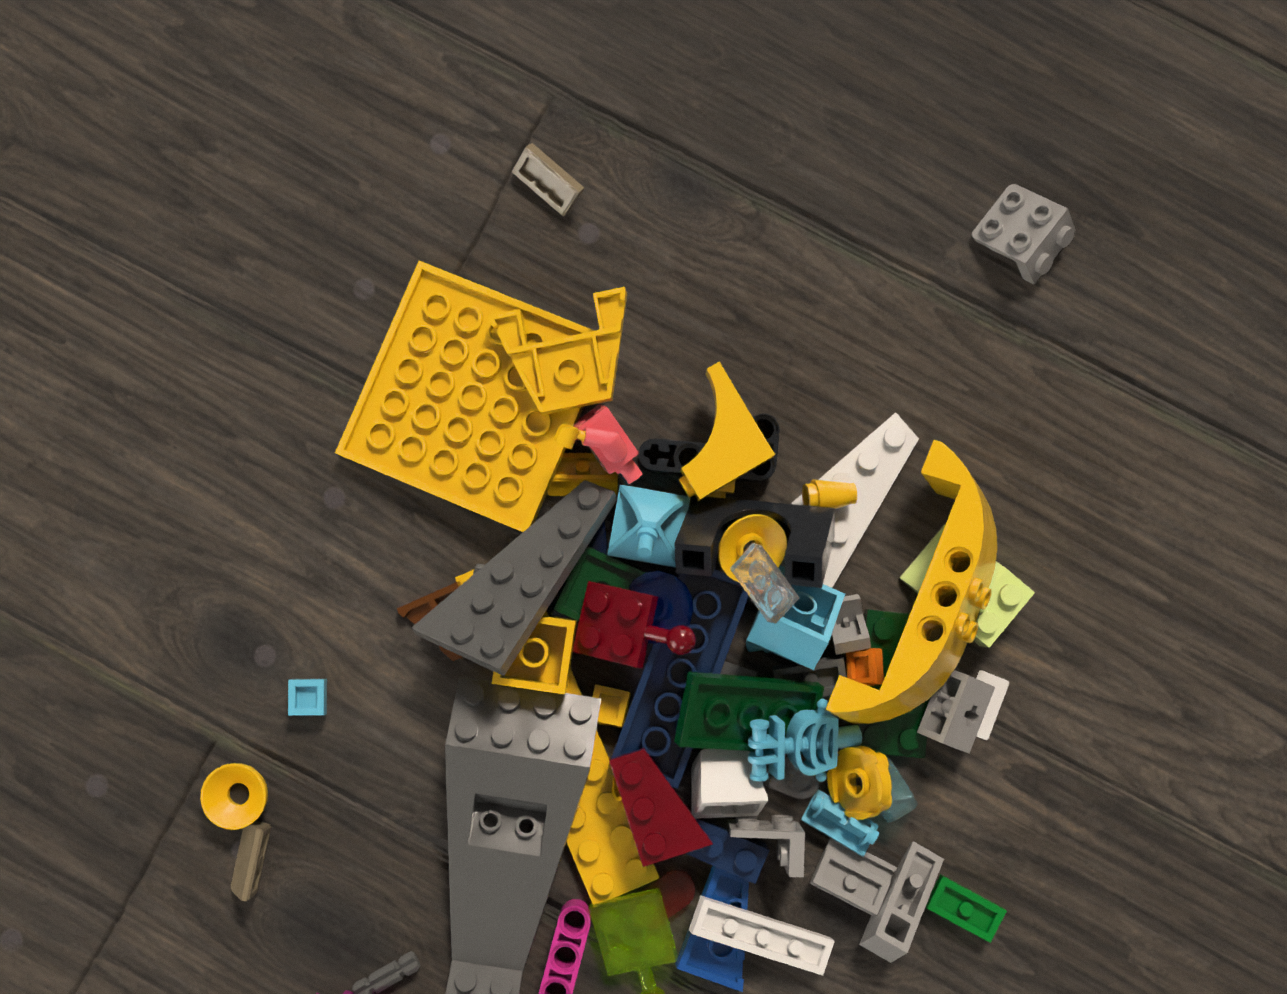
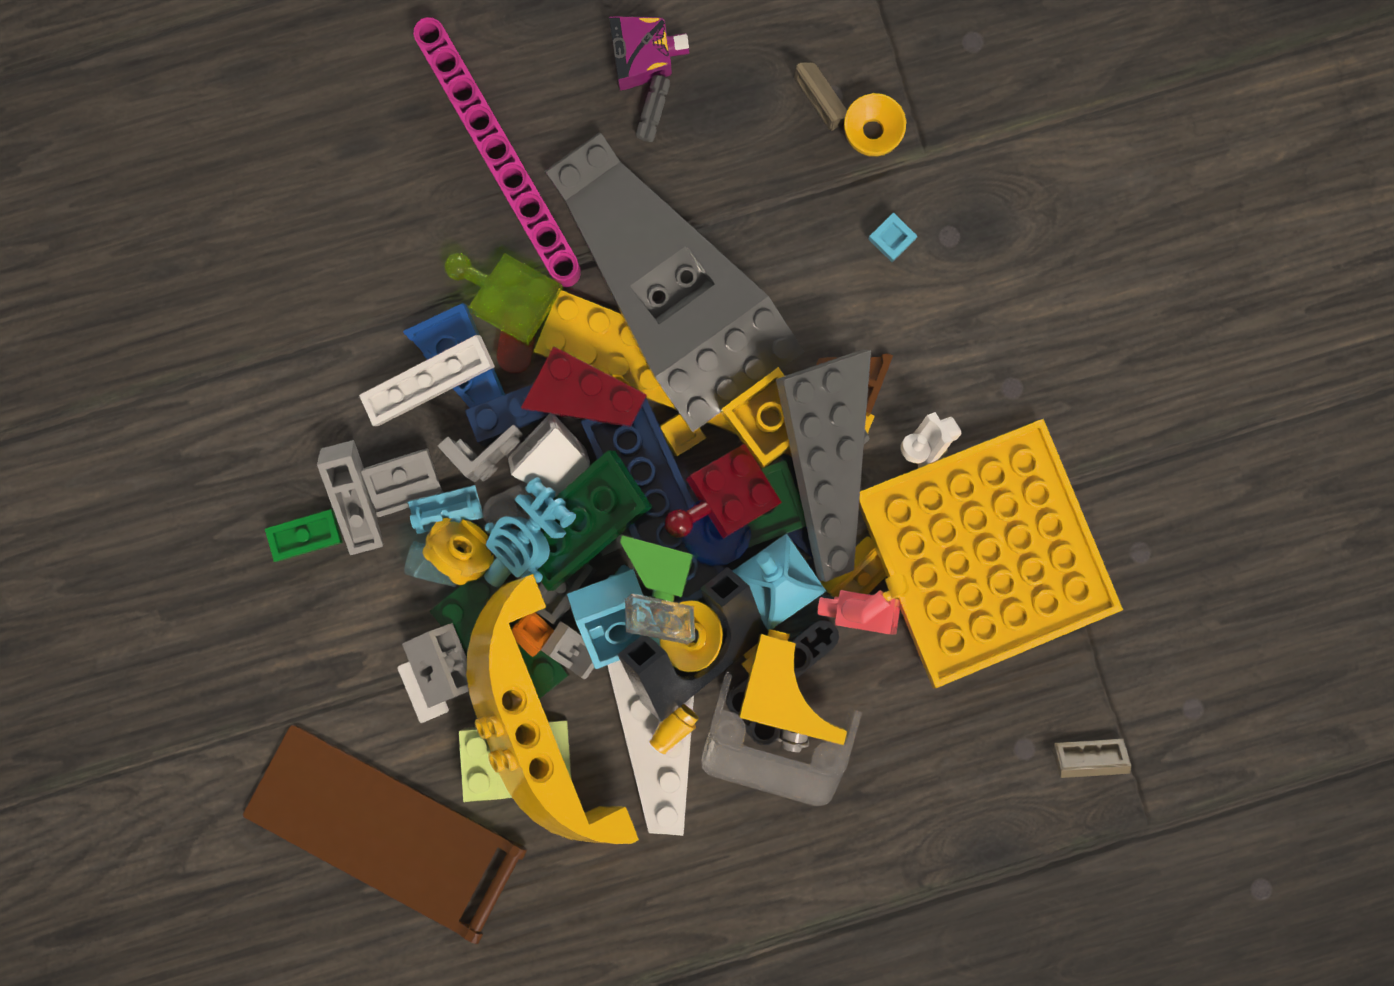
camera: 140 degrees right, 0 degrees up
(433, 518) = (930, 440): none -> white hips
(572, 368) = (940, 638): yellow wing -> none
(728, 622) = (659, 567): none -> bright green slope
(751, 400) = (793, 741): none -> light grey plate
(810, 433) = (810, 783): none -> clear windscreen
(1113, 632) = (381, 831): none -> reddish brown flag

